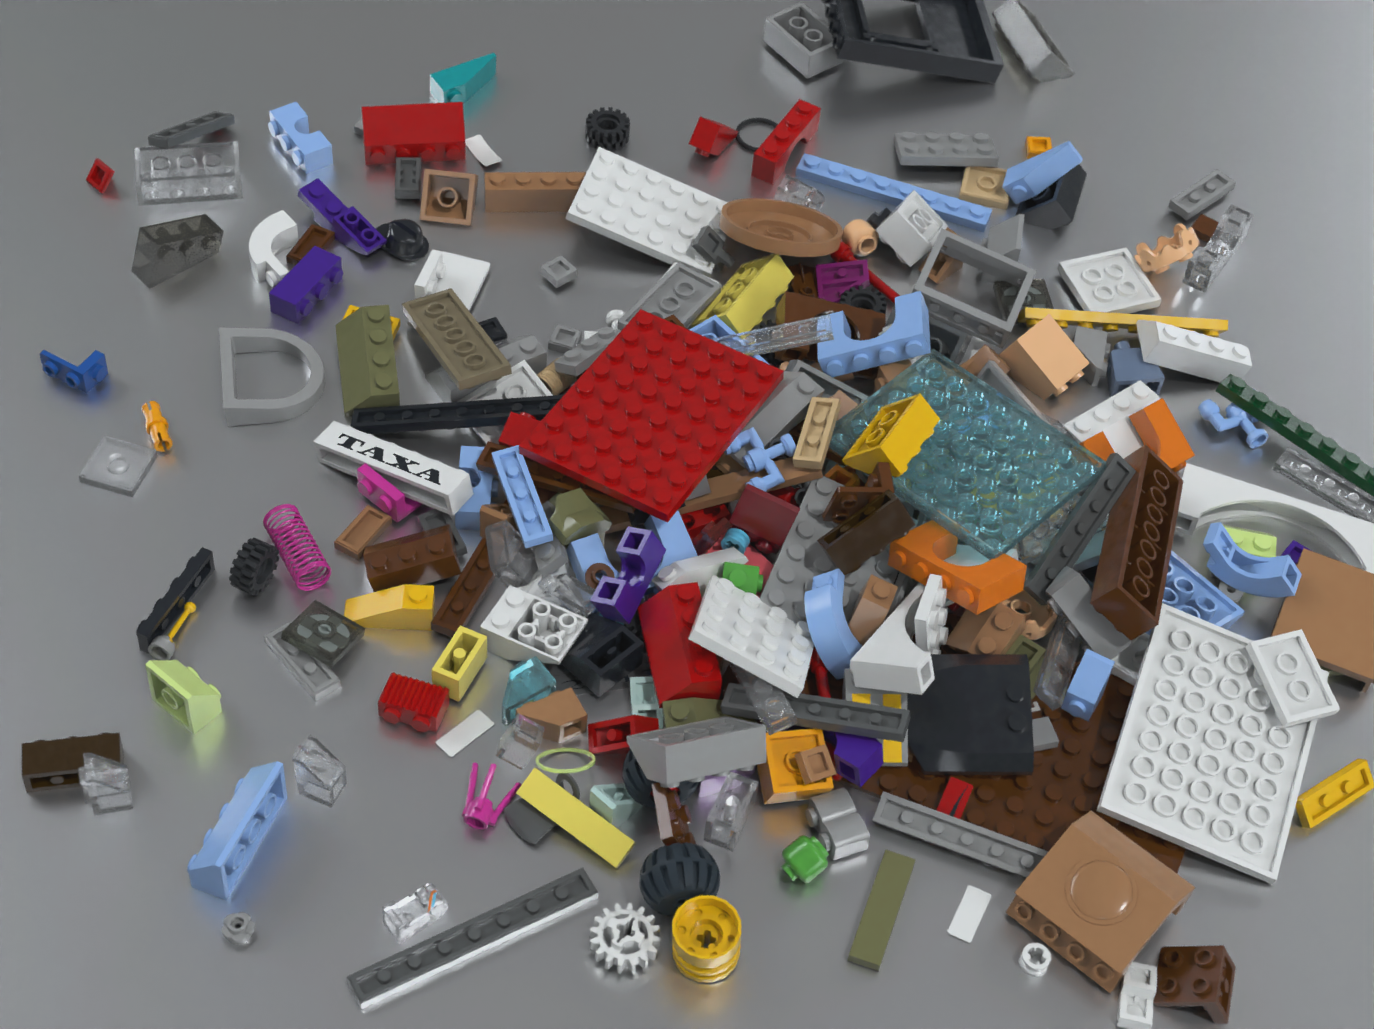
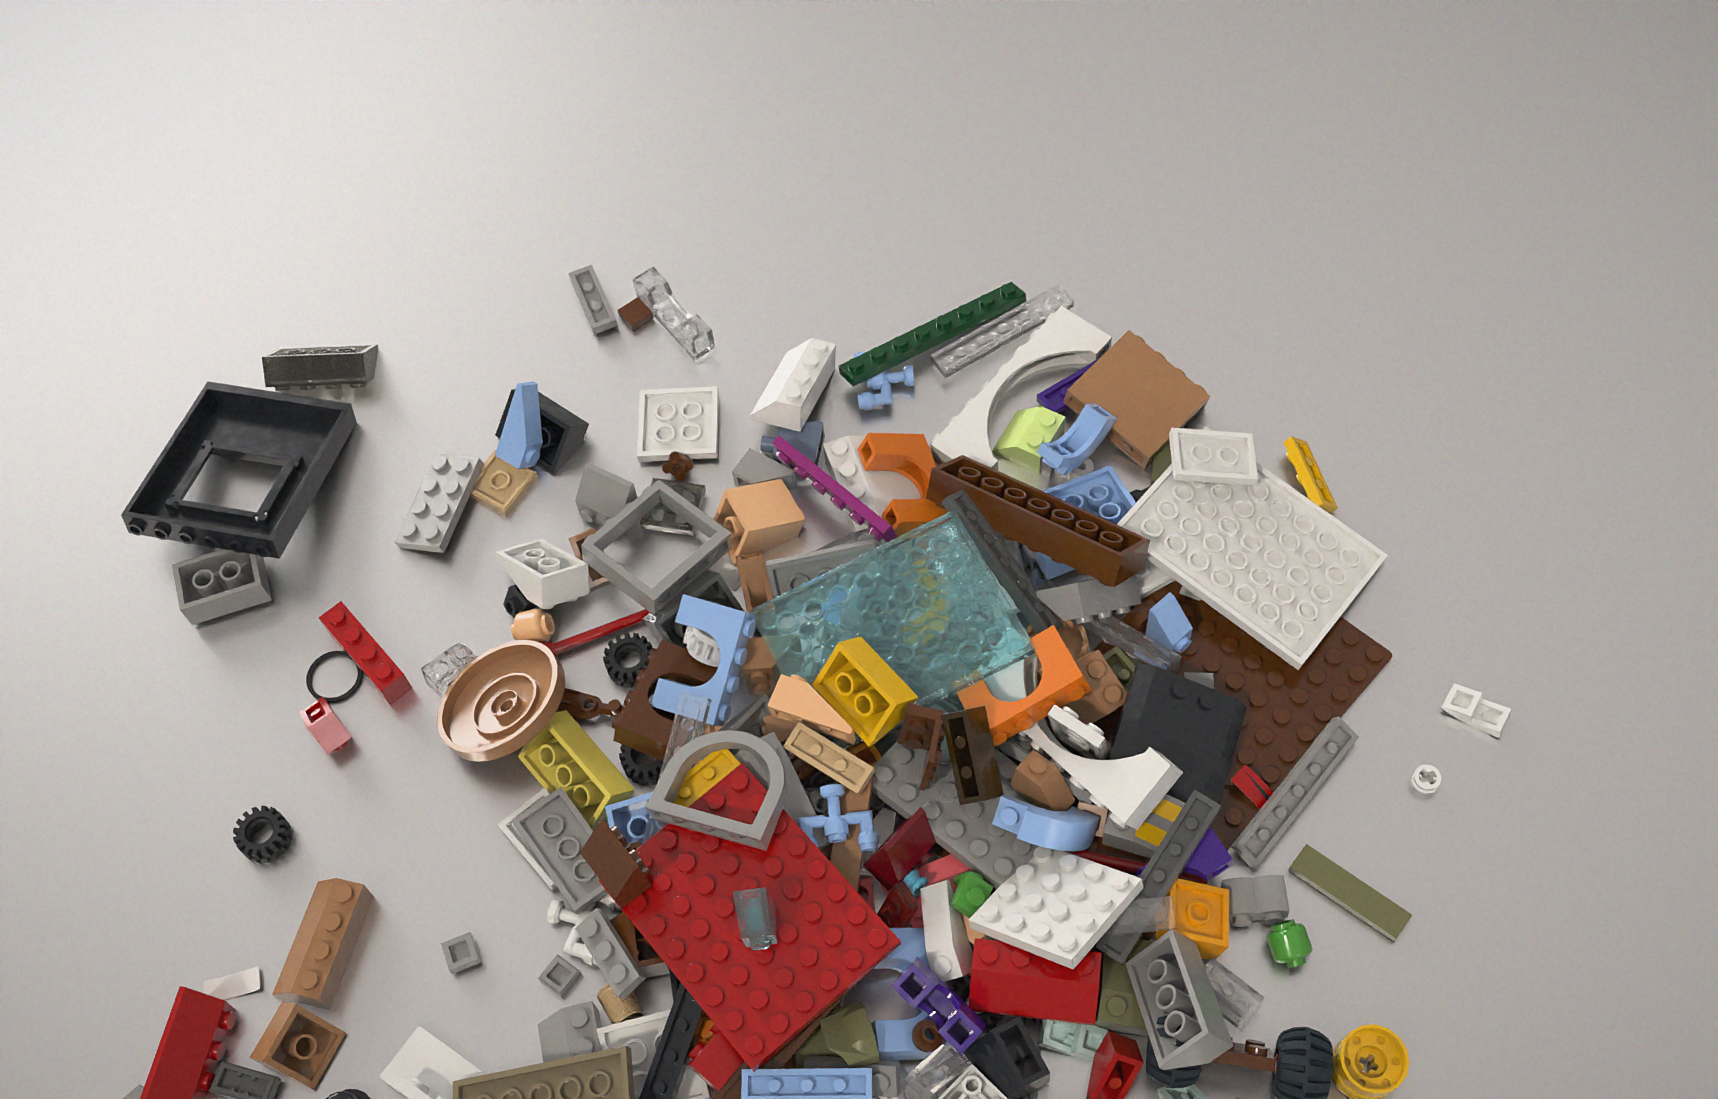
camera: 60 degrees left, 10 degrees up
(463, 80) = (116, 986): teal slope -> none
(494, 330) = (519, 1053): black tile -> none
(642, 399) = (756, 918): none -> clear light blue slope
(645, 210) = (419, 828): white plate -> none
(653, 303) = (616, 864): none -> reddish brown slope
(710, 246) = (498, 780): dark grey plate -> none
(745, 390) = (756, 835): none -> light grey window
(754, 347) = (705, 776): none -> yellow plate
(815, 764) = (1213, 897): medium nougat plate -> none
(841, 276) = (585, 666): magenta wing -> none
(857, 403) = (799, 702): none -> light nougat slope
(891, 191) = (471, 575): light blue plate -> none
(969, 913) = (1364, 817): white sticker -> none
(1037, 145) = (468, 416): light orange tile -> none
(1066, 293) = (681, 459): none -> reddish brown plate
(1093, 387) = (839, 495): none -> magenta plate
(1098, 899) = (1391, 700): medium nougat panel -> none
(1112, 321) = (739, 423): yellow plate -> none
(1167, 250) = (658, 345): light nougat plate -> none
(1196, 978) = (1471, 659): reddish brown bracket -> none

